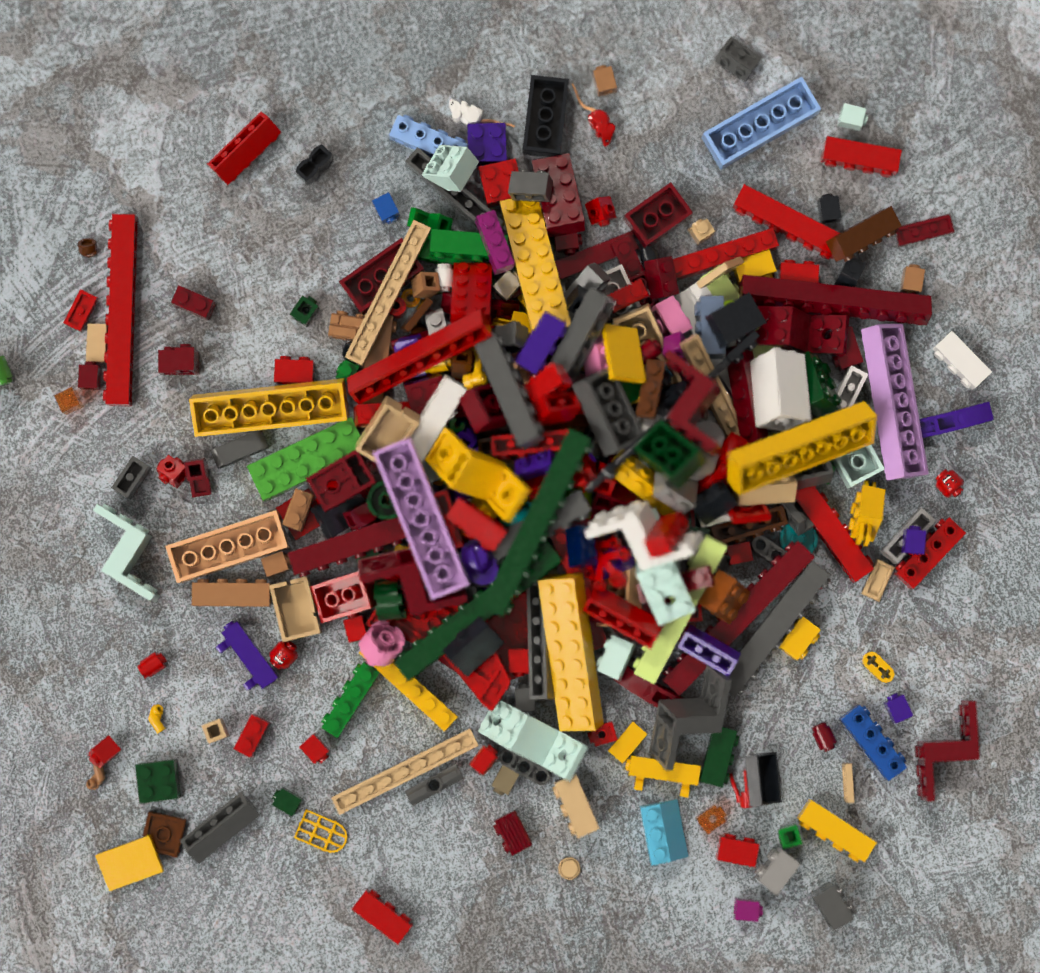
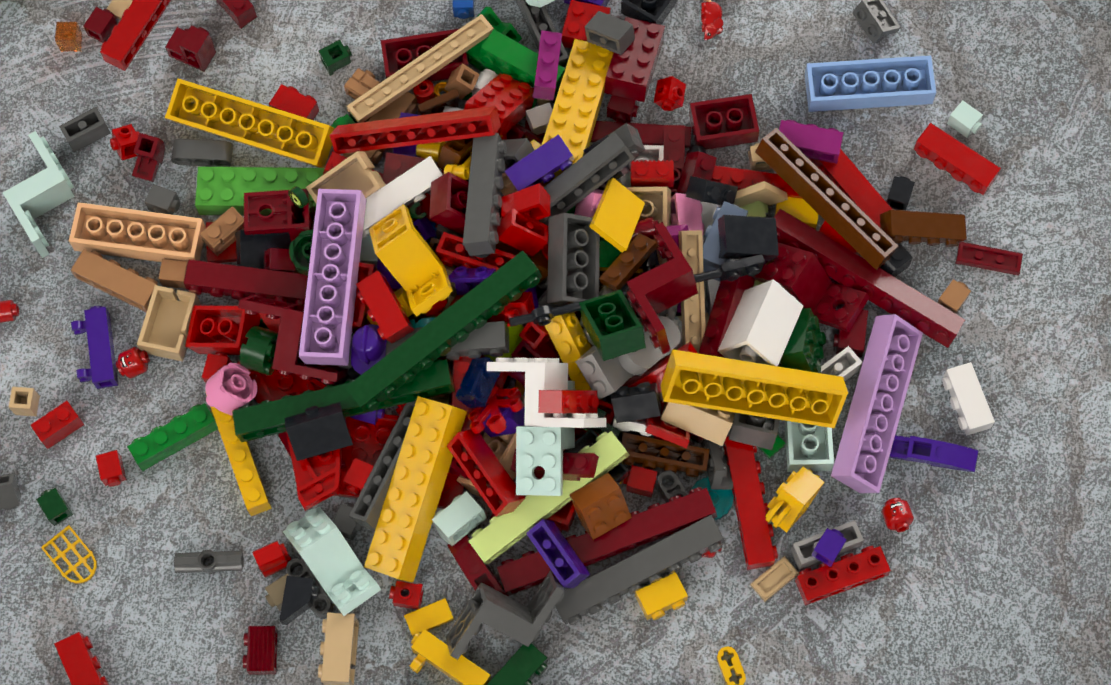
camera: 30 degrees right, 15 degrees down
(231, 508) = (162, 200): none -> dark grey brick
(355, 462) = (298, 197): none -> dark green tile
(404, 771) = (186, 534): tan plate -> none
(523, 781) = (297, 597): none -> black slope
(684, 290) = (711, 191): none -> black brick
(738, 202) = (813, 141): none -> magenta brick
(778, 250) = (826, 198): none -> reddish brown brick

